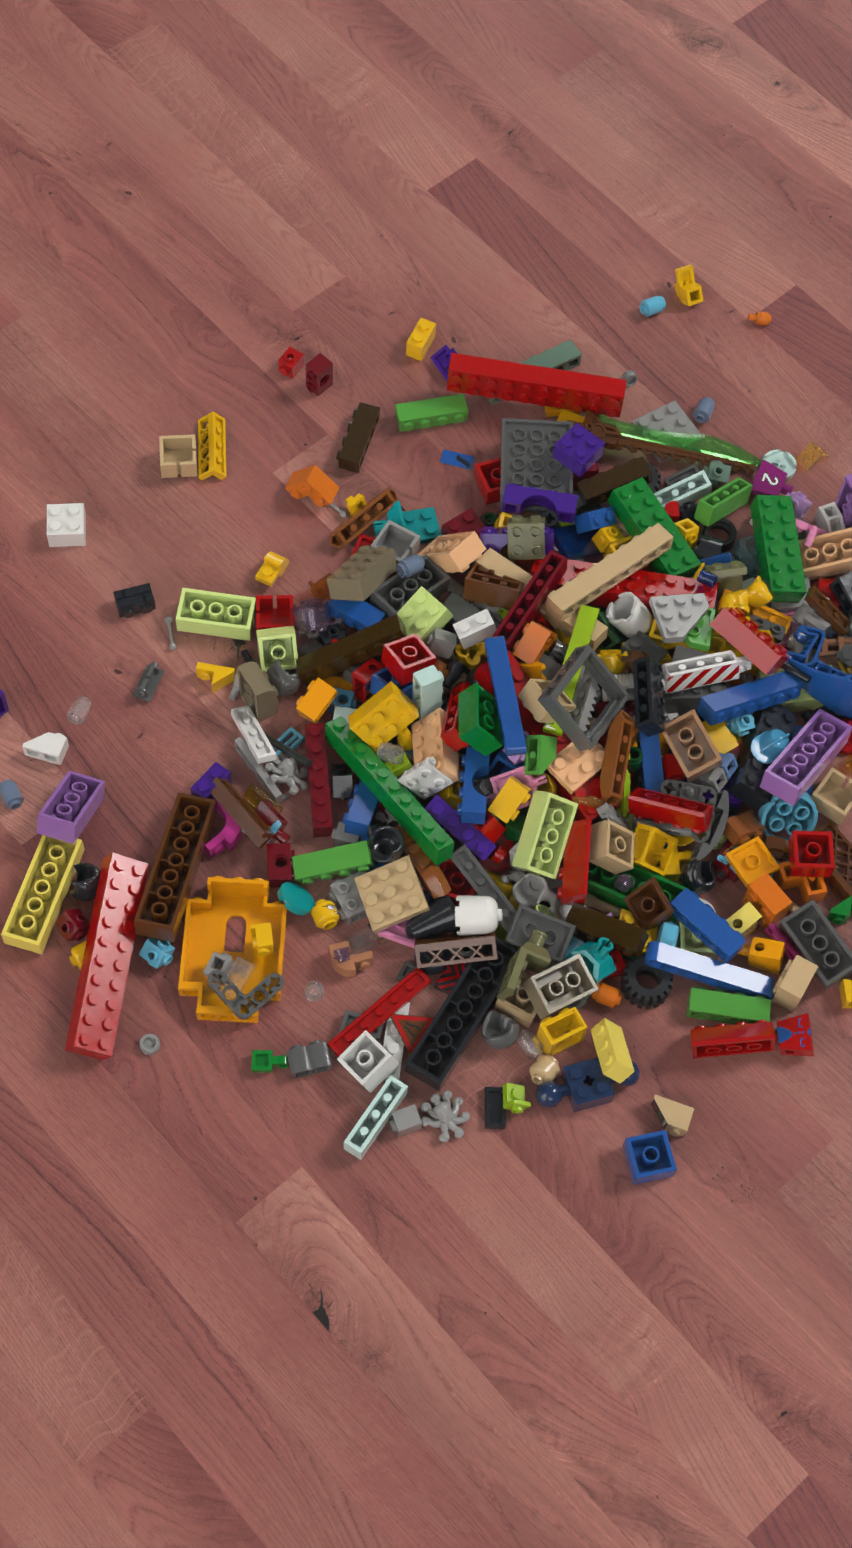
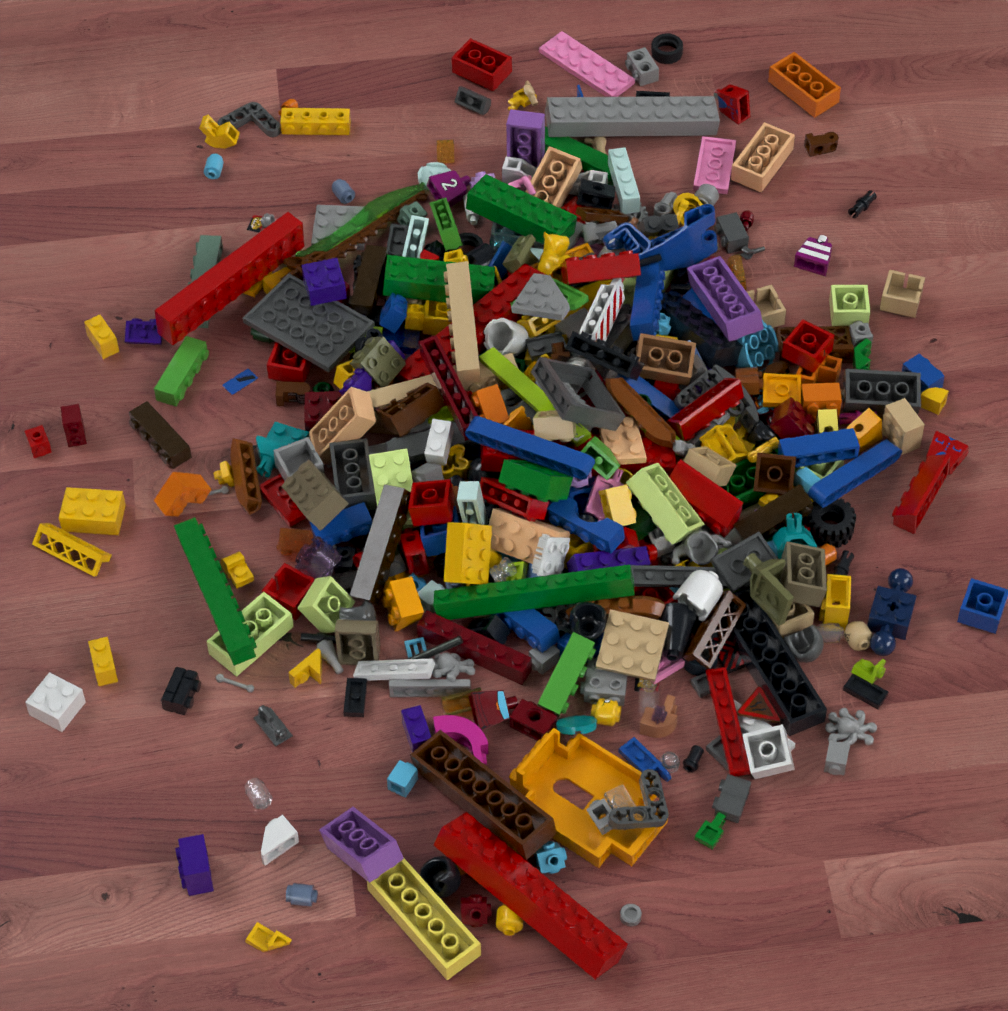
camera: 50 degrees left, 10 degrees down
(123, 532) = (103, 661): none -> yellow brick
(160, 802) = (402, 778): none -> medium azure brick
(178, 456) = (59, 578): tan piece -> none
(213, 723) = (355, 697): none -> black plate
(230, 564) = (215, 592): none -> green brick
(241, 812) = (469, 715): reddish brown fence -> none
(253, 438) = (92, 511): none -> yellow brick
(262, 938) = (602, 764): yellow brick -> none
(299, 970) = (642, 759): none -> blue hinge
(328, 1007) = (691, 762): none -> black pin
(375, 1117) = (821, 776): light aqua brick -> none
(410, 566) = (337, 456): sand blue brick -> none
(469, 498) = (291, 392): none -> reddish brown leg
(518, 498) = (332, 348): dark purple arch -> none
(589, 801) = (661, 453): clear yellow piece -> none
(611, 1016) = (842, 566): none -> black pin
(612, 1050) = (879, 575): light yellow brick -> none
(618, 372) = (255, 224): none -> sticker
(623, 882) = (740, 481): plate -> none
(672, 1115) = (955, 572): tan slope -> none
(673, 882) = (764, 448): none -> yellow axle
(707, 578) = (520, 265): clear blue hinge -> none
(723, 889) = (791, 420): none -> dark red brick
(726, 1007) = (888, 484): bright green brick -> none
(730, 299) = (253, 112): none -> dark grey beam
(760, 345) = (315, 121): none -> yellow brick
(769, 745) = (697, 314): dark azure piece -> none

